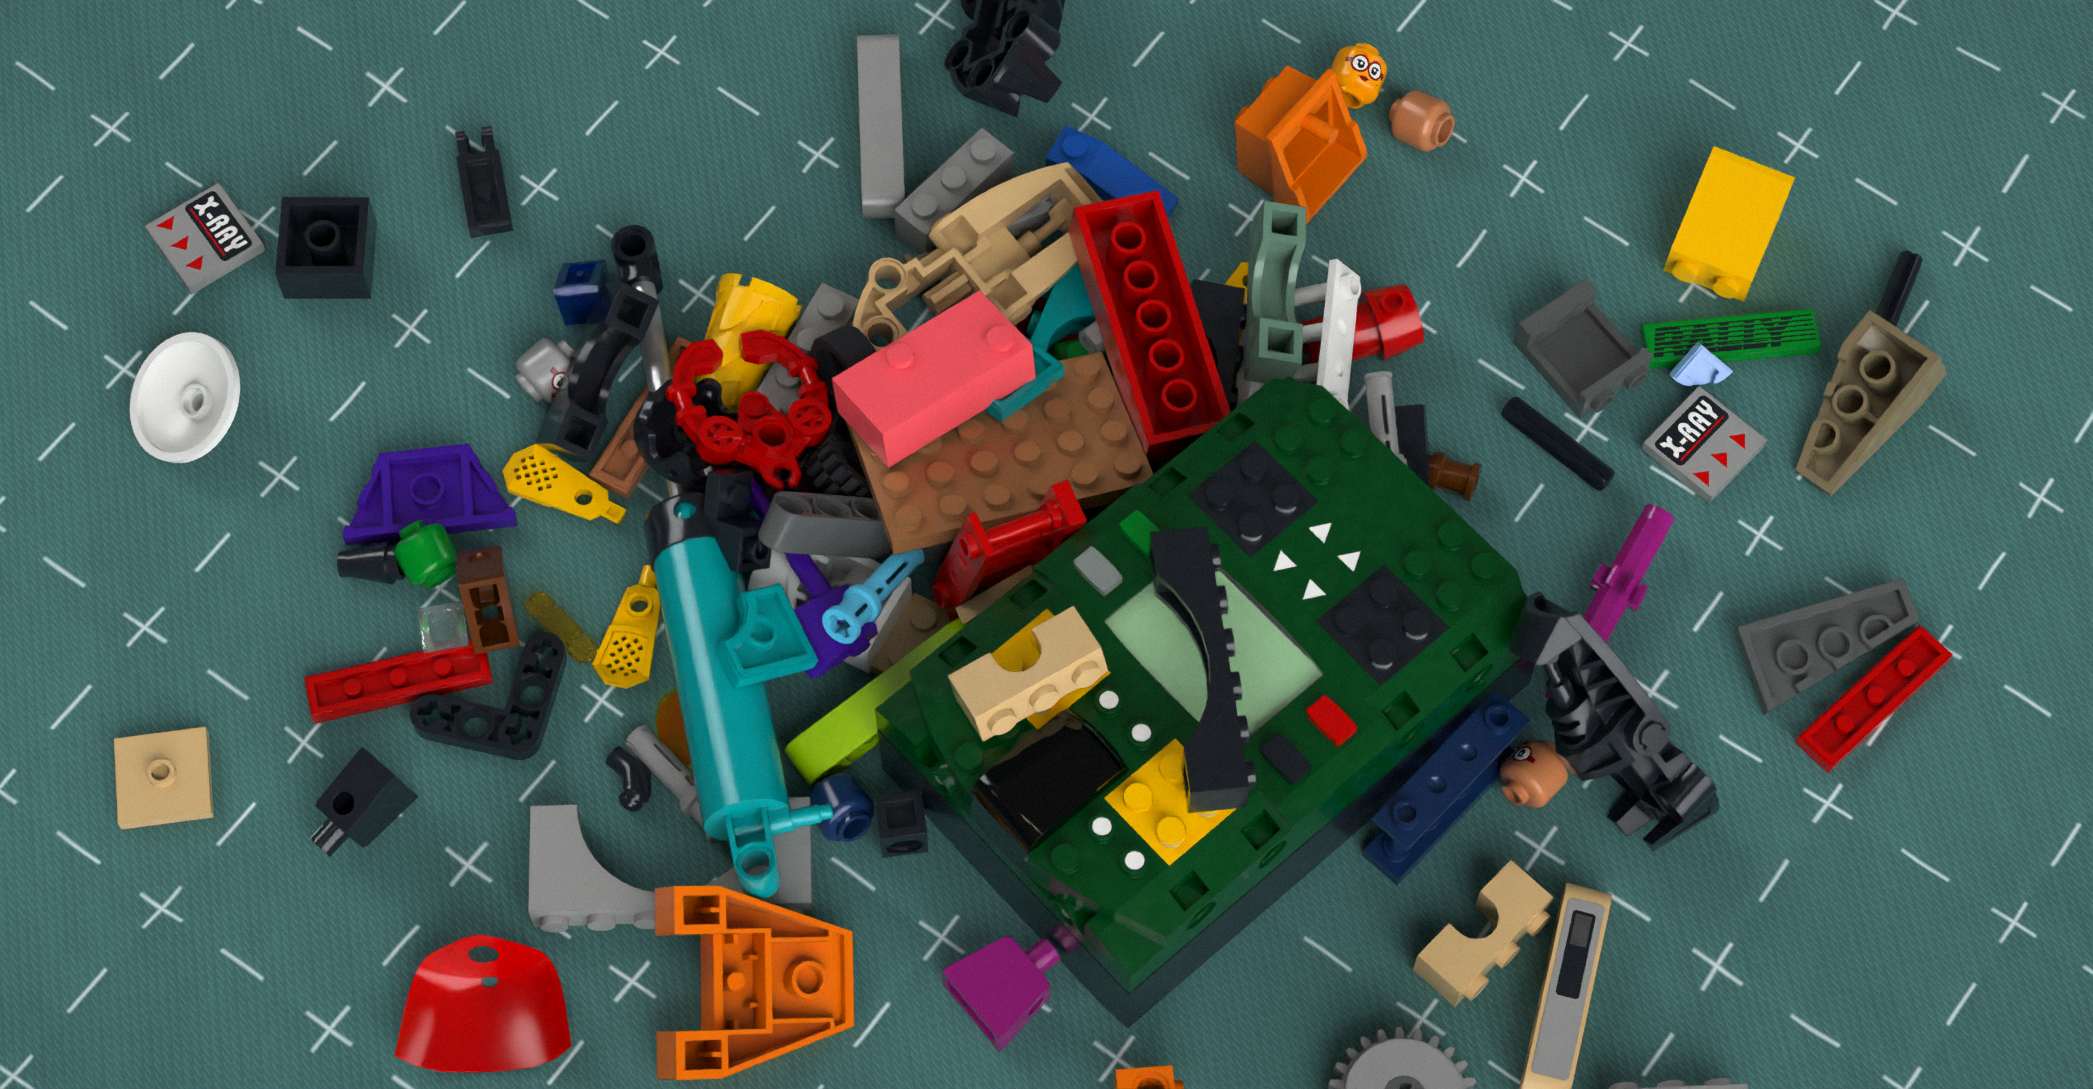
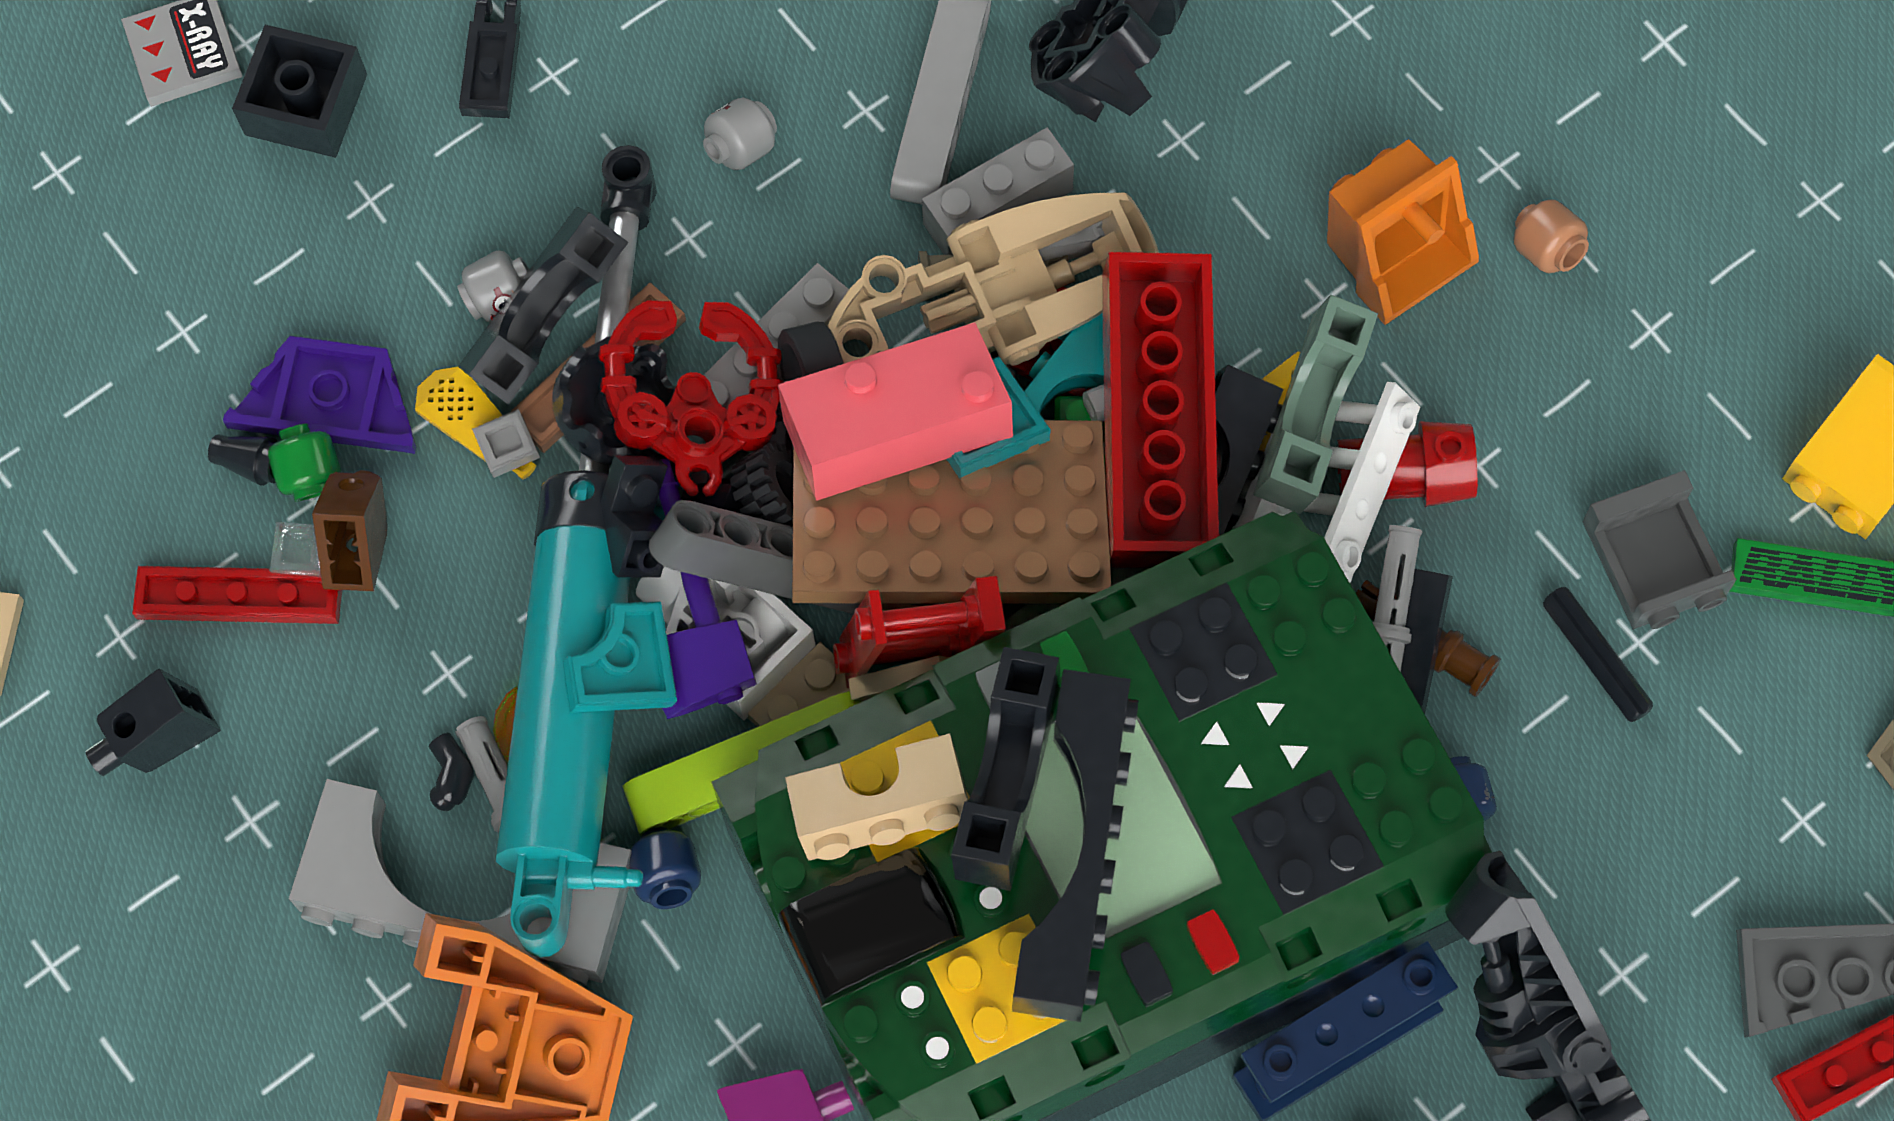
camera: 20 degrees right, 5 degrees up
(184, 397) = (101, 222): white dish -> none
(472, 1028) = (199, 1007): red piece -> none
(501, 722) = (336, 672): black beam -> none
(559, 623) = (426, 581): clear yellow axle -> none
(578, 289) = (555, 198): clear blue slope -> none
(596, 496) = (506, 443): none -> light grey tile
(633, 627) = (506, 601): yellow piece -> none
(718, 195) = (739, 133): none -> light grey head
(740, 311) = (716, 276): yellow cone -> none
(864, 601) = (744, 647): medium azure pin -> none
(901, 823) = (723, 906): black brick -> none
(1104, 168) = (1177, 216): blue slope -> none
(1128, 622) = (1015, 744): none -> black arch
(1359, 74) = (1492, 165): light orange head -> none
(1533, 774) = (1448, 1040): nougat head -> none
(1620, 584) = (1618, 842): magenta piece -> none
(1700, 368) = (1789, 607): light blue tile -> none
(1704, 444) = (1768, 698): light grey tile -> none

